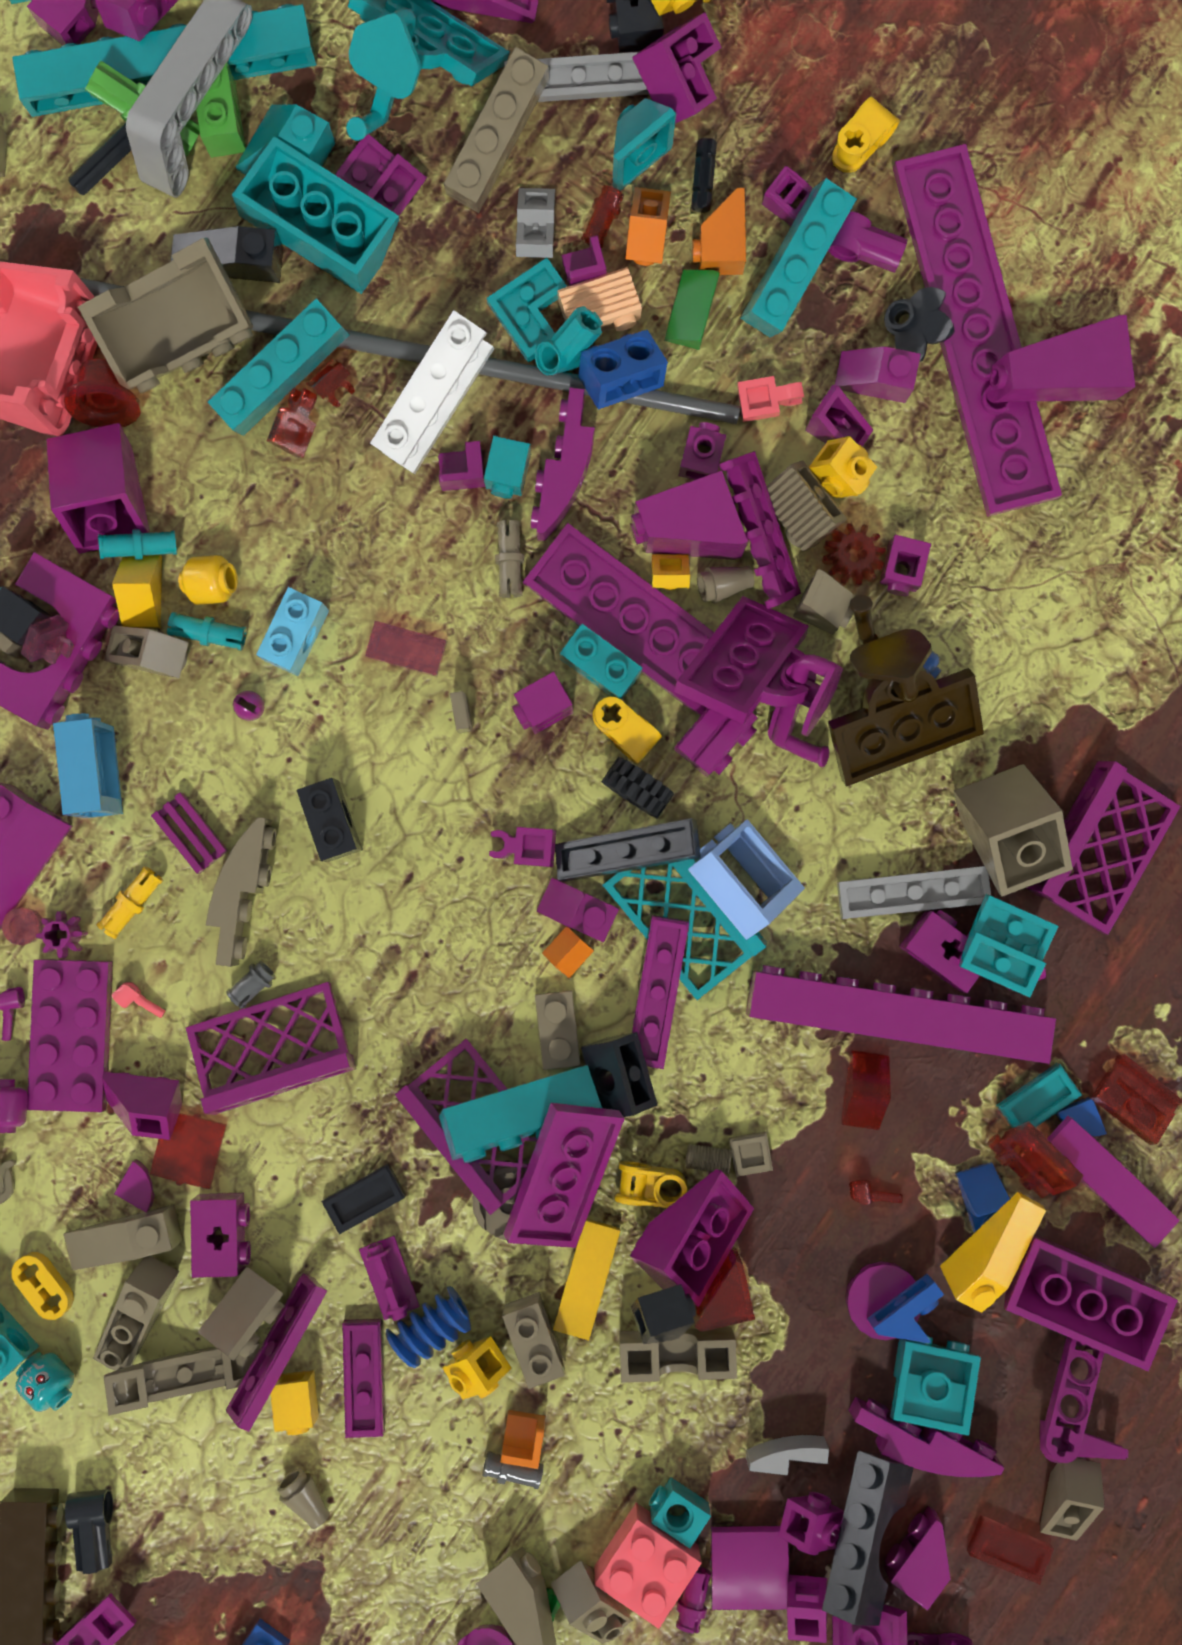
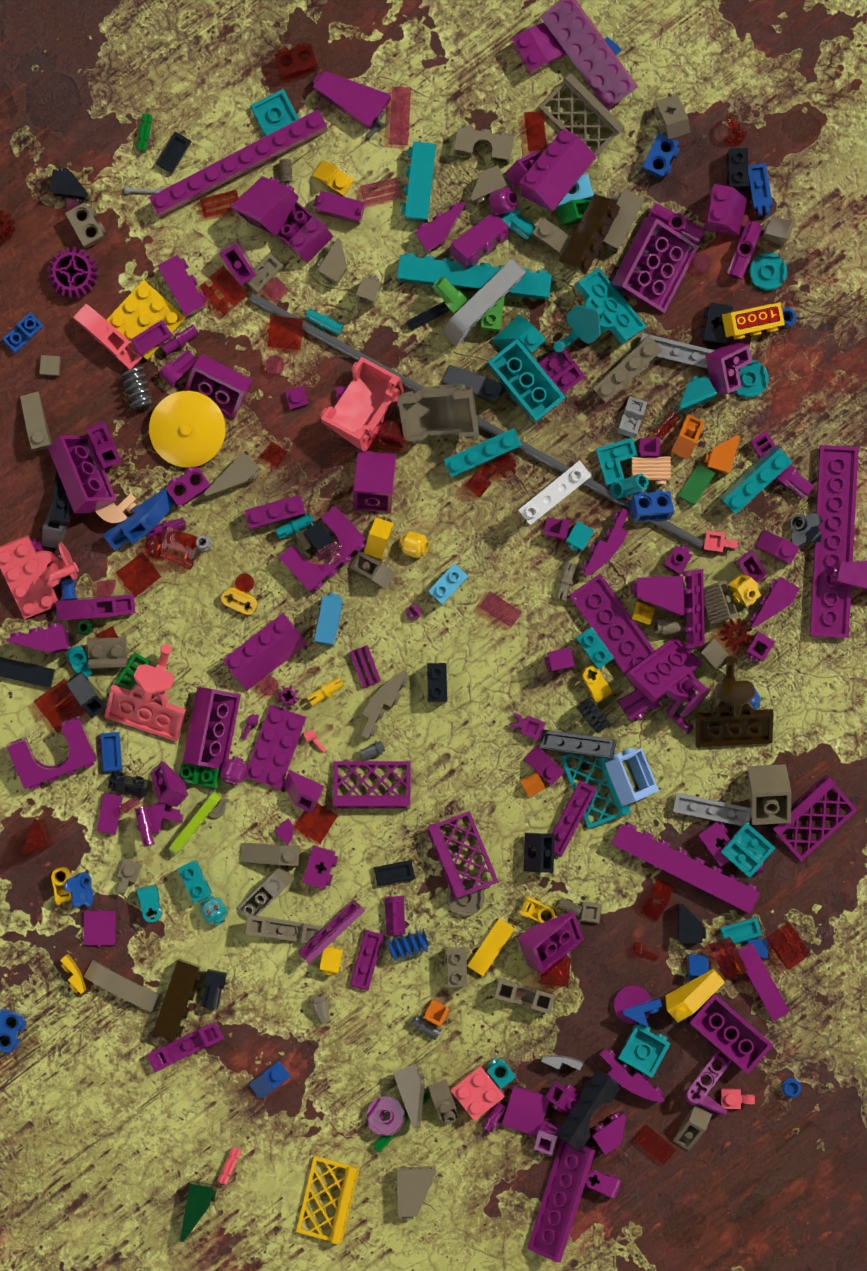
camera: 15 degrees right, 0 degrees up
(42, 1285) = (220, 866): yellow beam -> none
(137, 544) = (385, 516): teal pin -> none
(206, 631) = (405, 569): teal pin -> none
(241, 1313) = (317, 910): dark tan slope -> none
(461, 712) = (518, 650): dark tan tile -> none
(476, 1368) = (425, 970): yellow brick -> none
(512, 1113) = (486, 854): teal brick -> none
(557, 1030) = (515, 821): dark tan plate -> none
(563, 1175) = (497, 891): magenta plate -> none
(664, 1314) = (525, 971): black slope -> none
(704, 175) = (723, 419): black axle -> none
(736, 86) = (753, 379): none -> teal tile
(863, 135) = (811, 424): yellow piece -> none
(911, 460) = (779, 597): none -> magenta slope
(942, 1125) = (688, 926): none -> black slope
(1127, 1417) = (732, 1098): none -> coral plate

